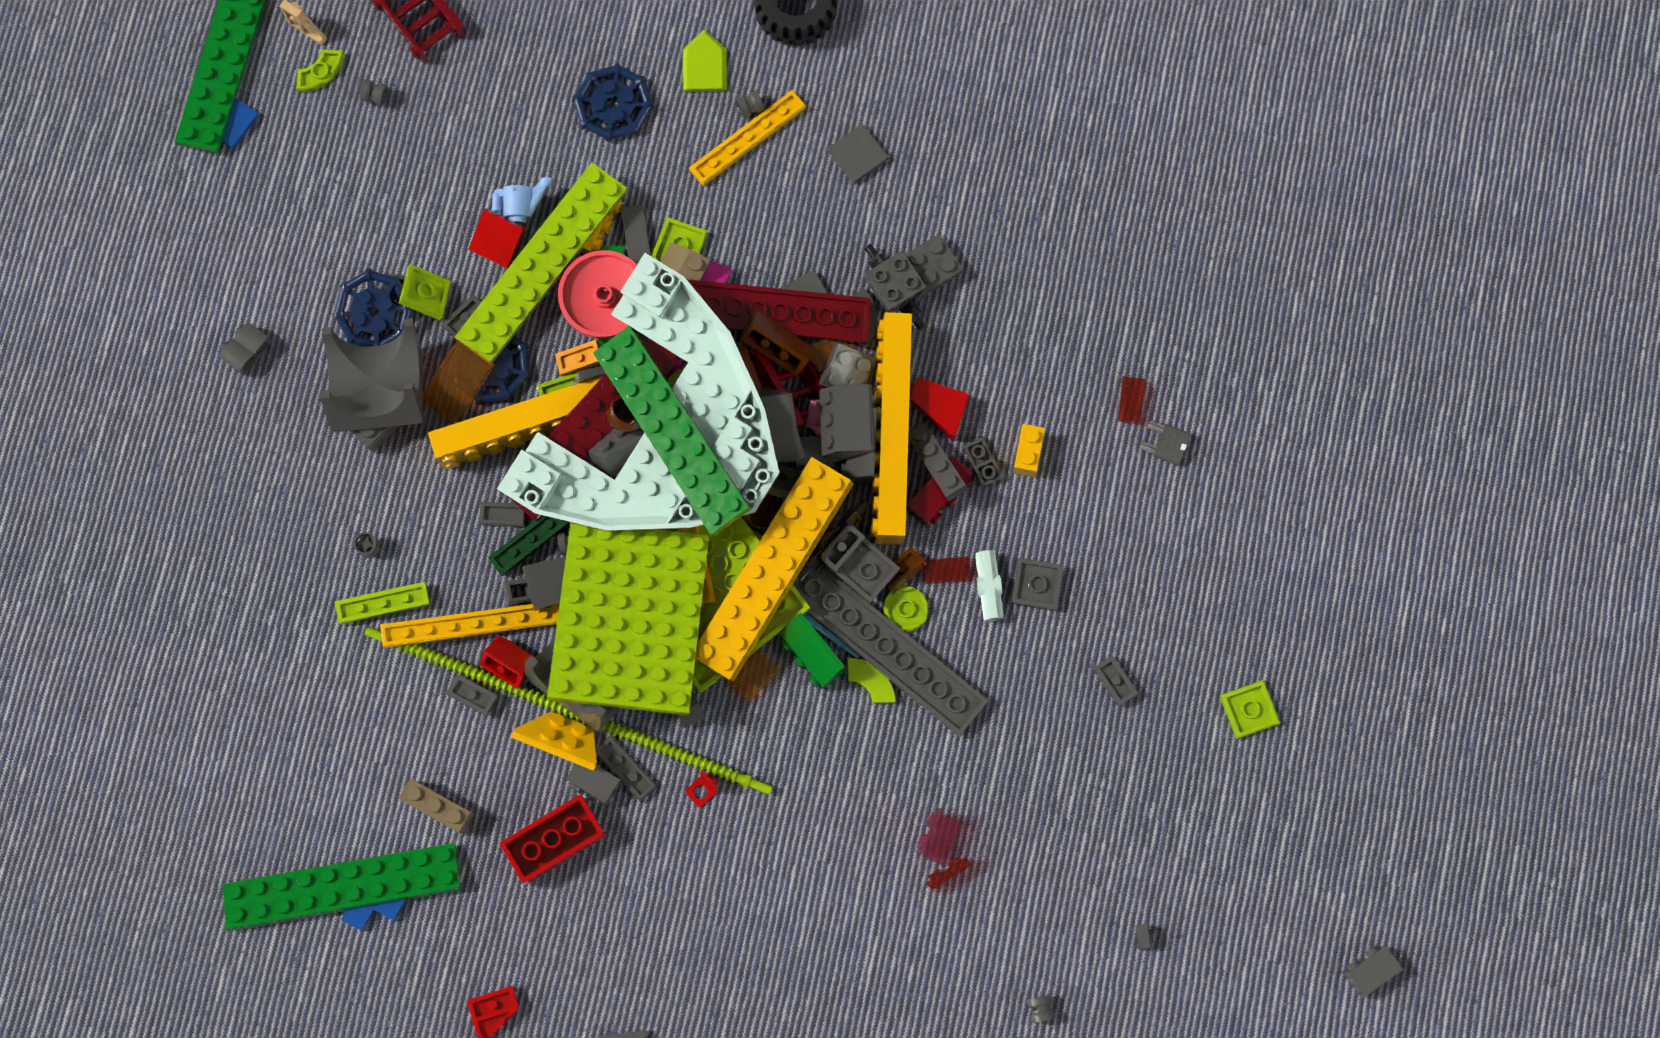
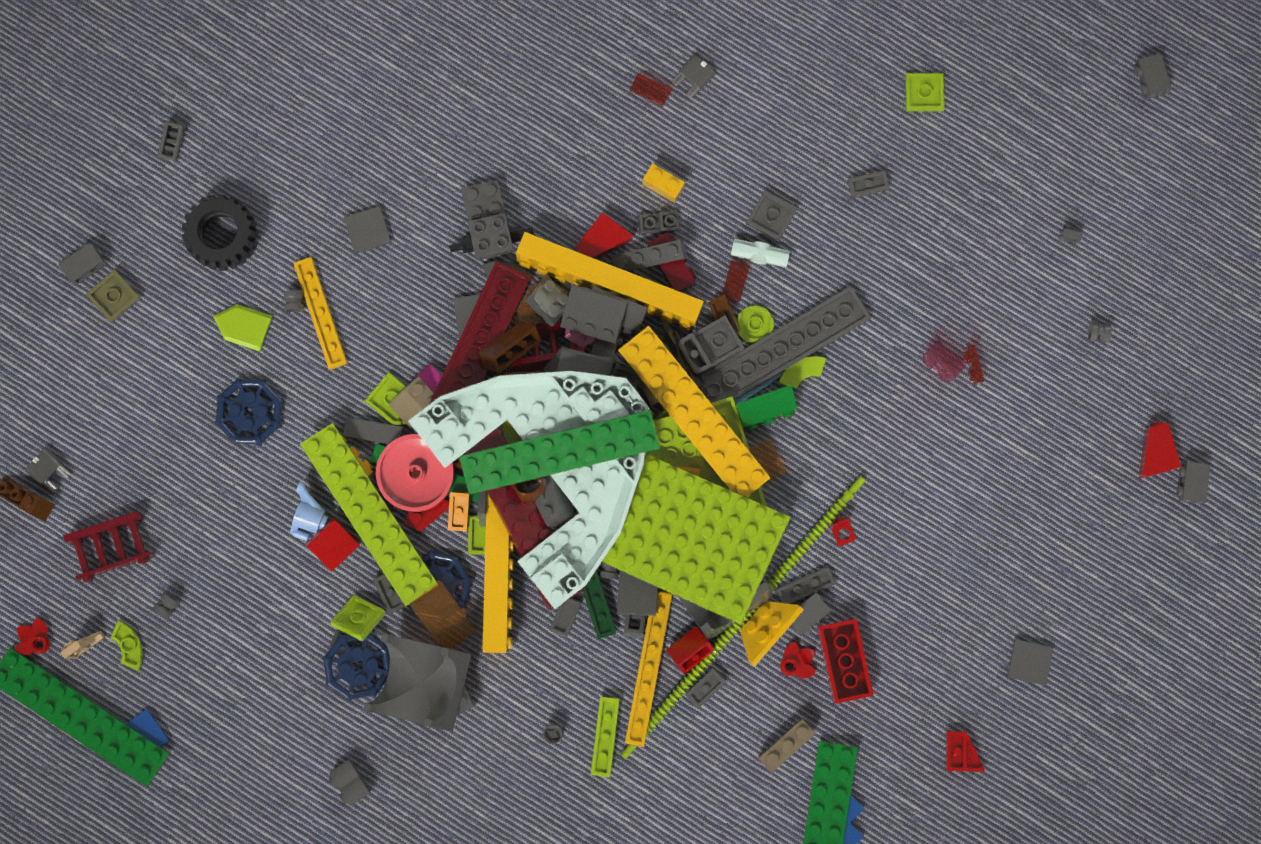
camera: 70 degrees left, 5 degrees up
(539, 791) = (800, 661): none -> red plate
(557, 324) = (423, 519): none -> red wing

